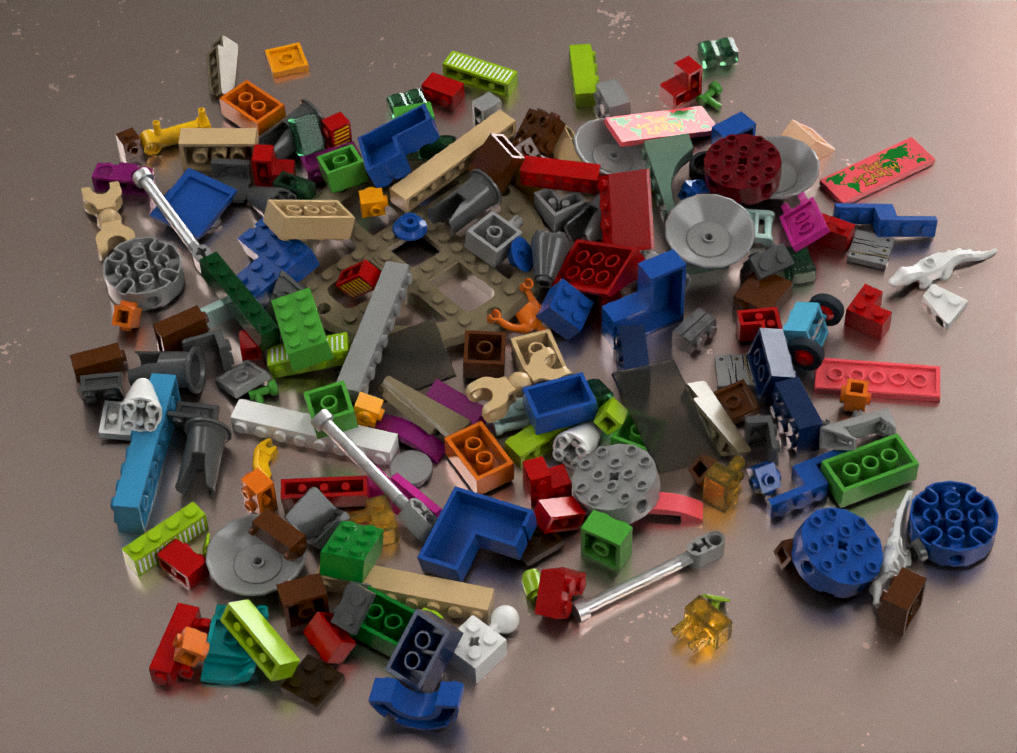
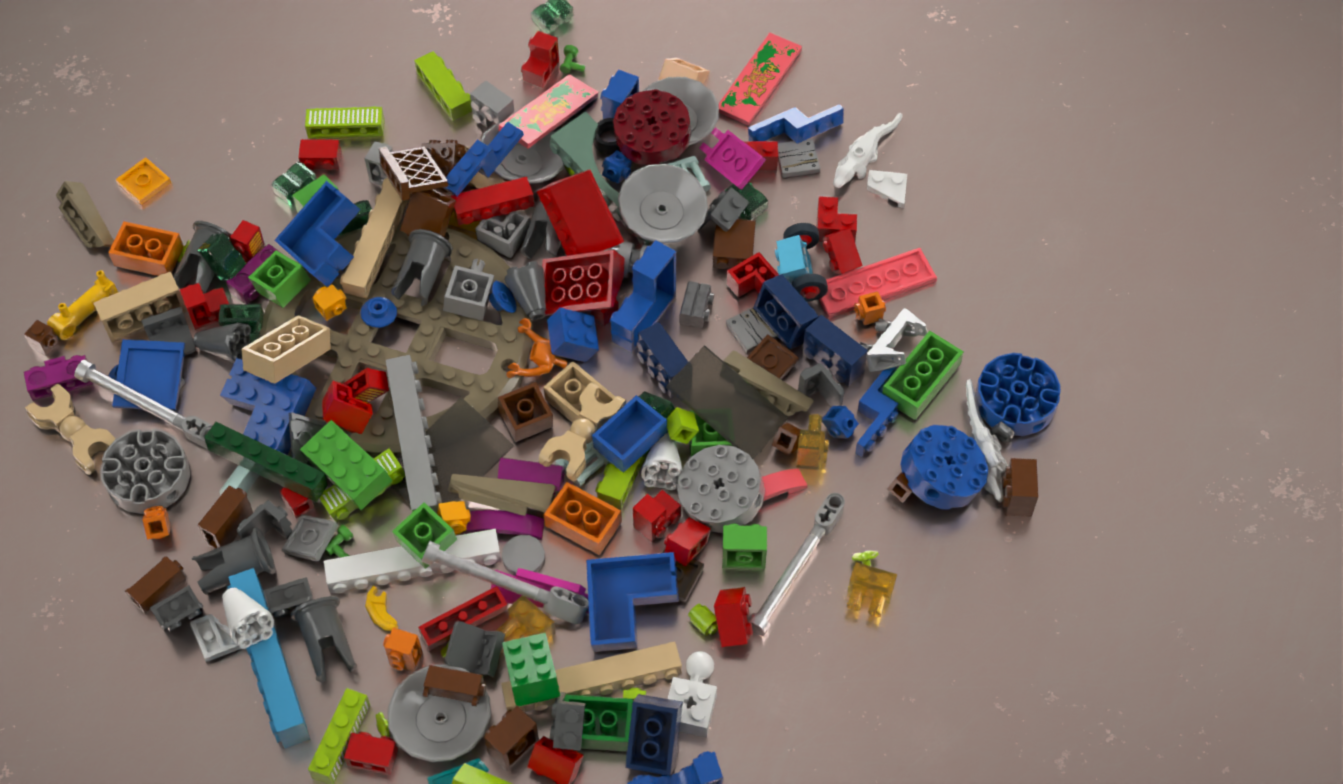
camera: 30 degrees left, 10 degrees up
(328, 286) = (344, 409): none -> red brick
(509, 120) = (399, 175): none -> reddish brown fence
(570, 135) = (483, 158): none -> blue bracket
(858, 337) = (842, 251): none -> red brick

